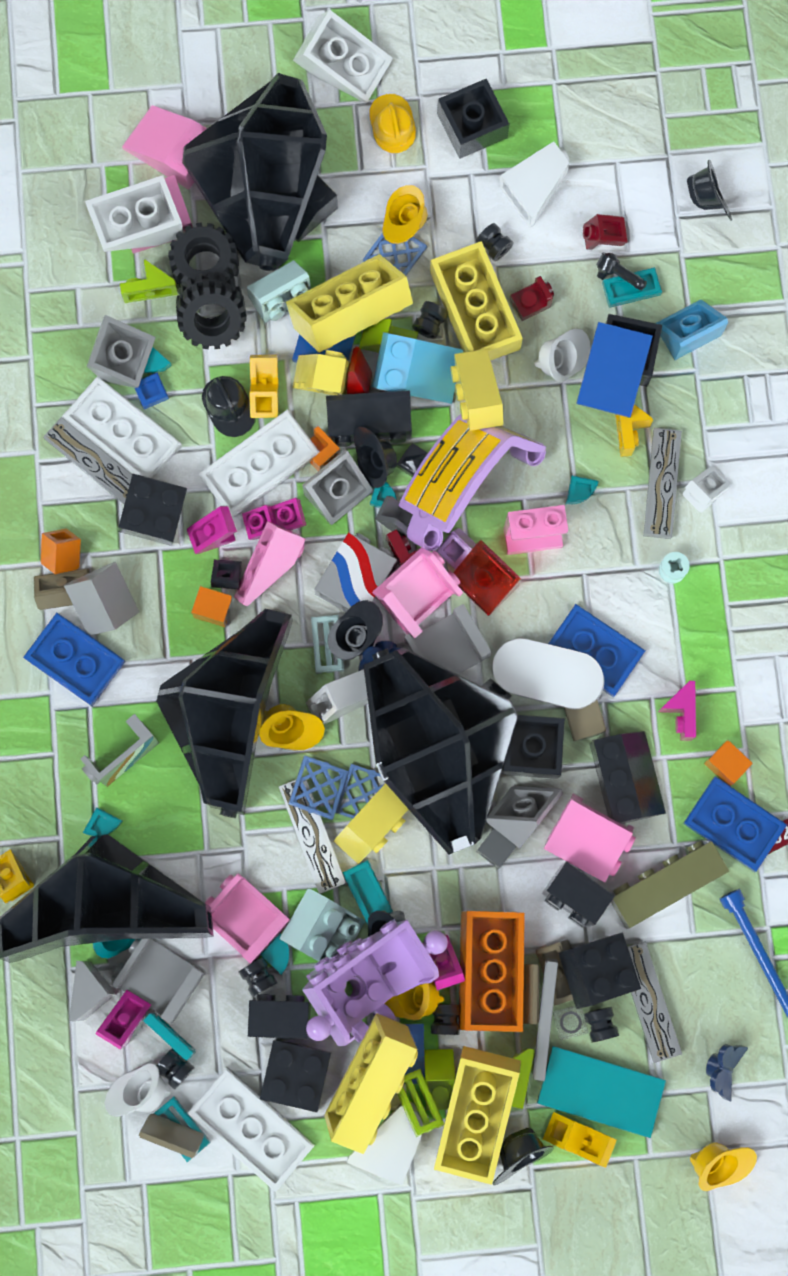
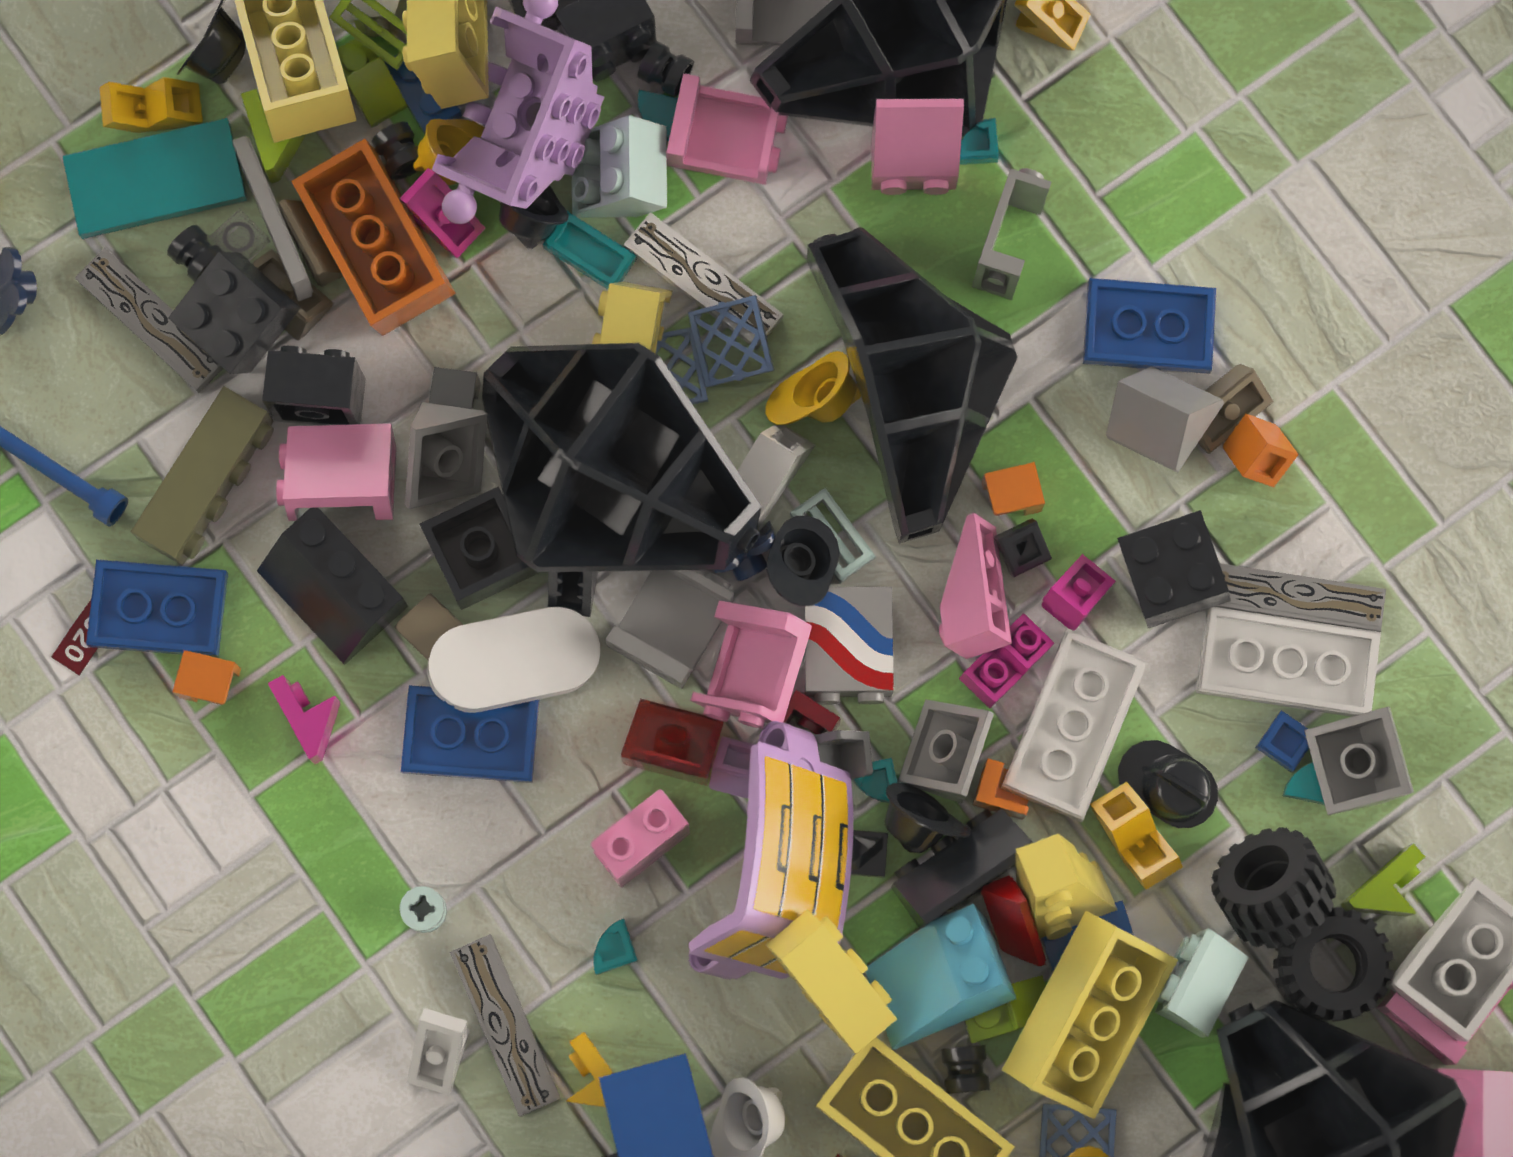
camera: 150 degrees right, 0 degrees up
(143, 832) = (916, 145): none -> bright pink slope

